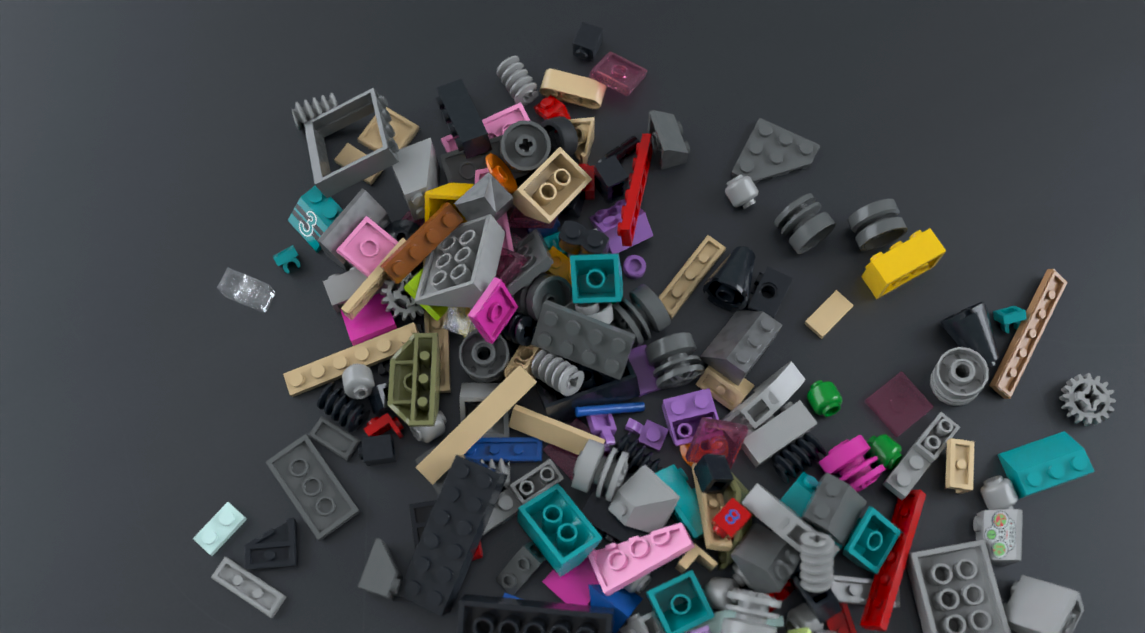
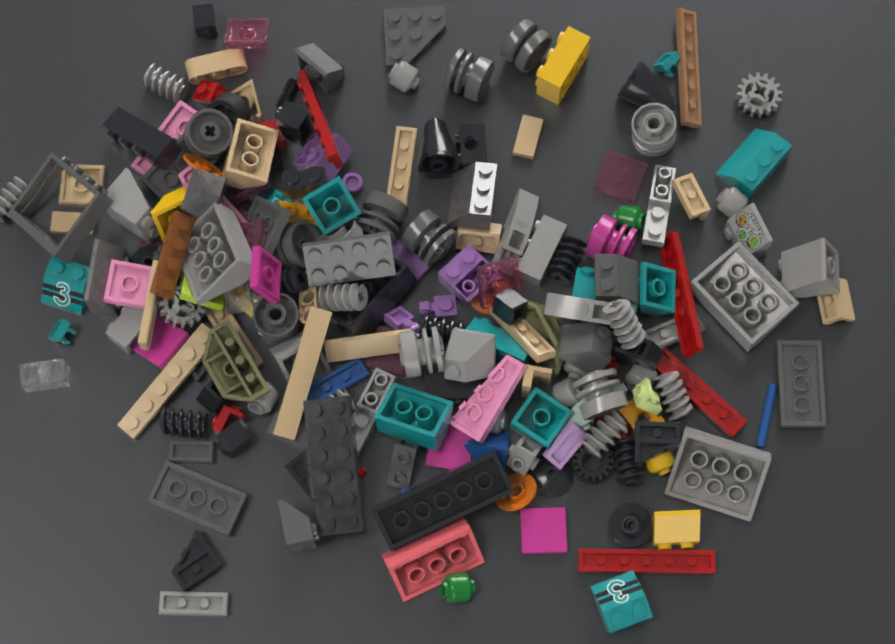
camera: 30 degrees left, 0 degrees up
(220, 528) = (141, 573): light aqua plate -> none
(358, 381) = (185, 394): light grey head -> none
(609, 409) = (399, 304): blue bar -> none
(730, 519) = (543, 330): red brick -> none
(824, 398) = (561, 203): green head -> none

